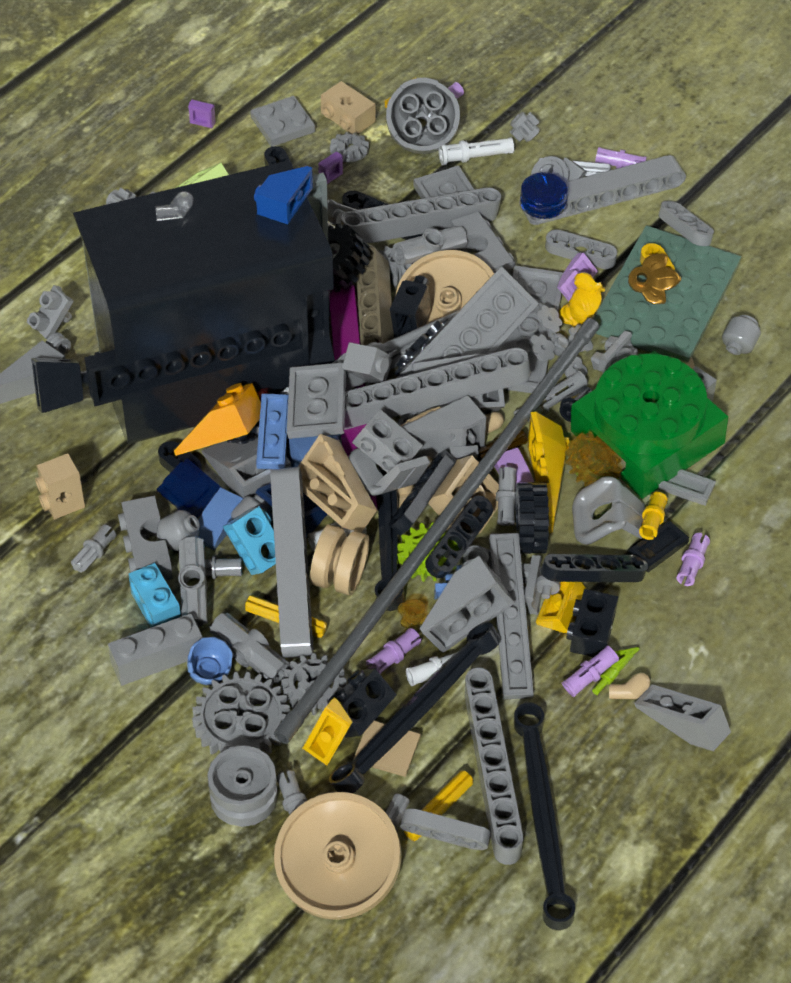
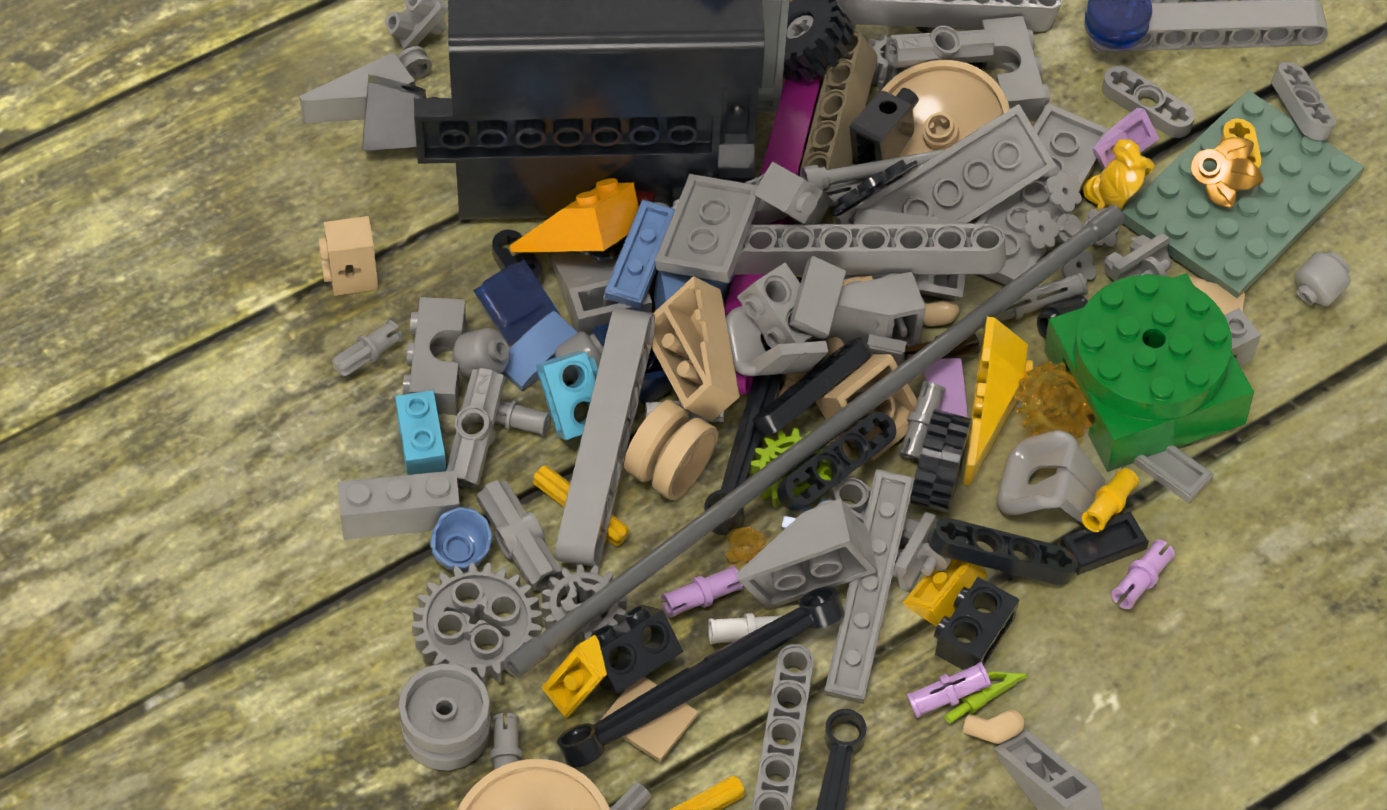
camera: 15 degrees right, 5 degrees up
(410, 427) = (817, 297): none -> light grey tile

